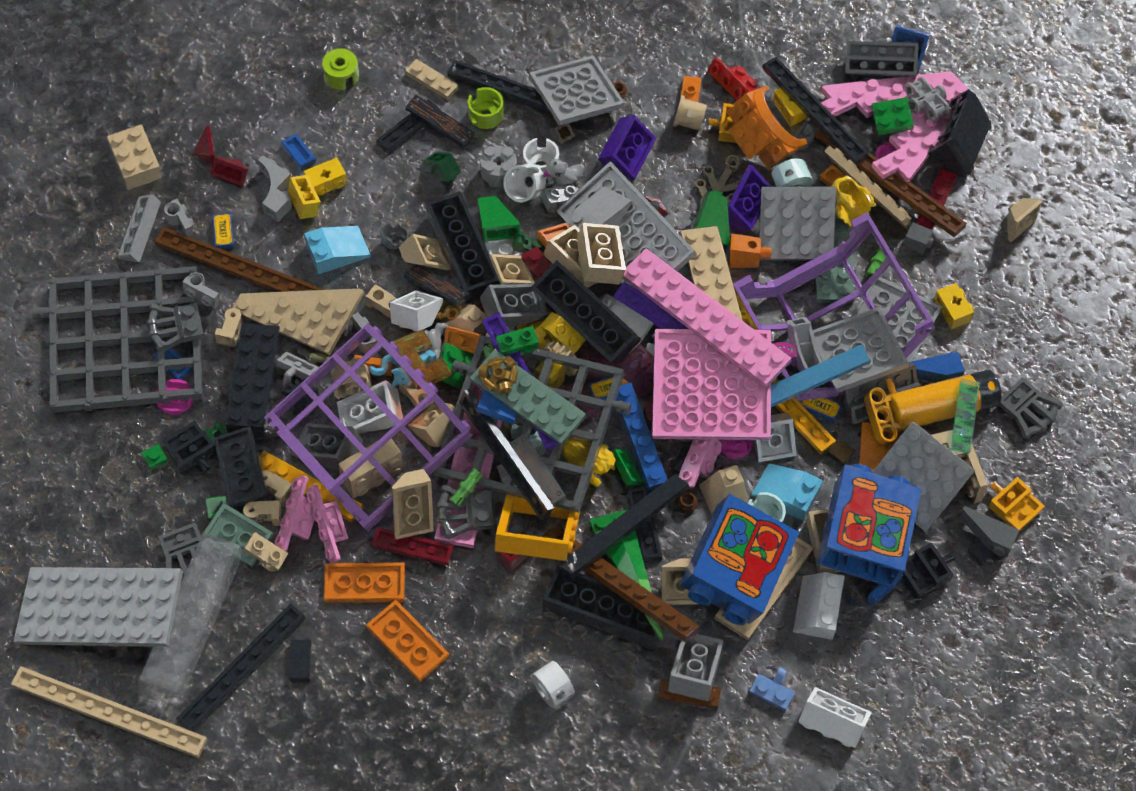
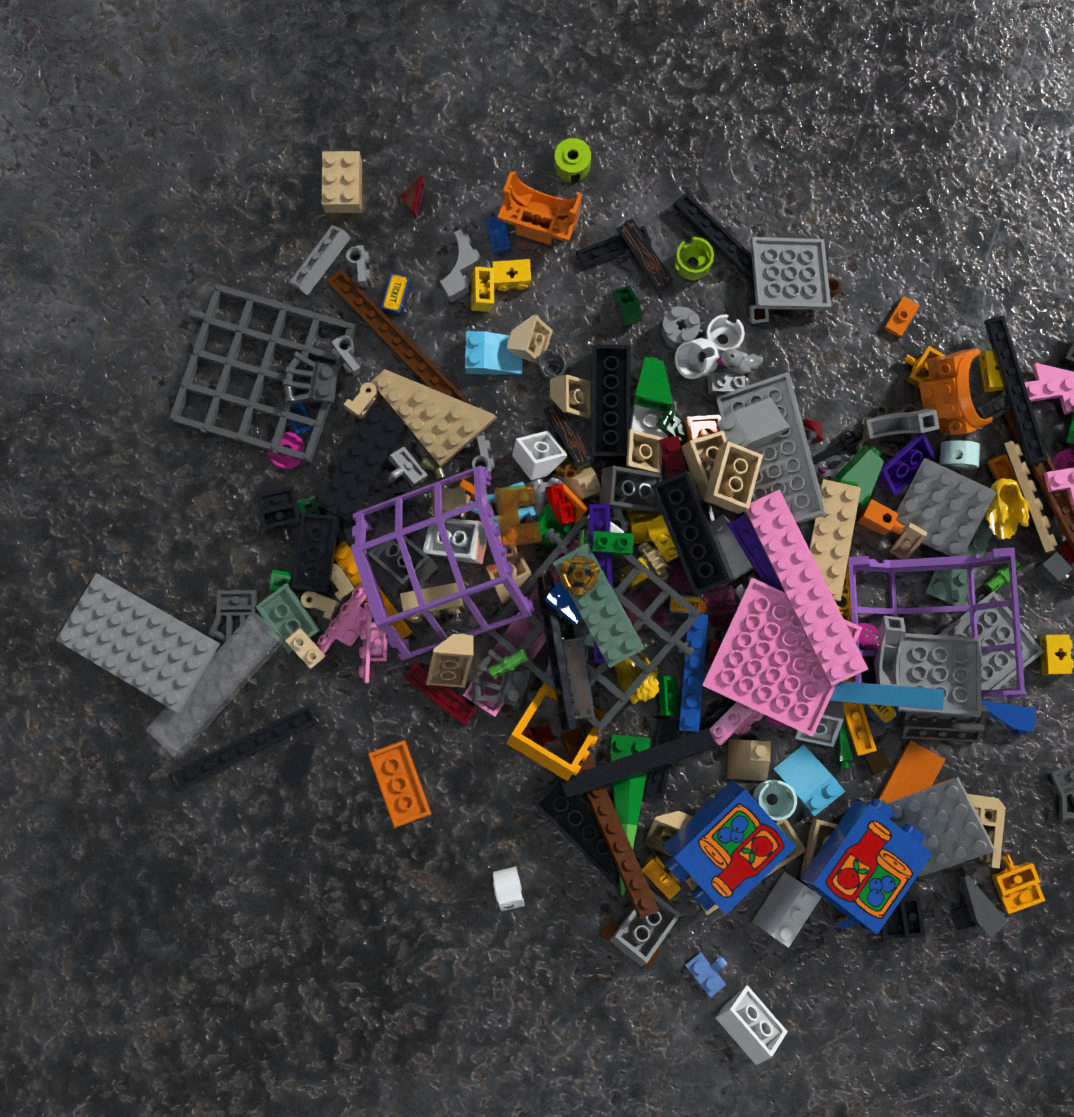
camera: 25 degrees right, 20 degrees up
(109, 712) = (113, 744): tan plate -> none
(154, 457) = (245, 506): green plate -> none
(229, 170) = (426, 229): dark red slope -> none
(329, 121) = (538, 214): none -> orange piece
(364, 582) = (384, 710): orange tile -> none
(365, 221) = (529, 339): none -> tan slope
(380, 300) = (511, 427): tan leg -> none
(431, 79) = (656, 203): tan plate -> none
(457, 343) = (562, 510): none -> red slope
(628, 146) = (813, 355): dark purple slope -> none
(687, 208) = (843, 444): none -> black sword
(687, 497) = (716, 754): reddish brown plate -> none
(689, 114) = (890, 343): tan piece -> none
(698, 614) = (666, 882): none -> light orange plate
(729, 167) = (902, 422): none -> light grey arch
(733, 79) = (952, 323): red bracket -> none
(780, 260) = (908, 541): none -> tan plate
(808, 455) = (844, 753): none -> green piece
(925, 403) = (985, 753): light orange piece -> none
(965, 416) = (1011, 789): clear light blue tile -> none

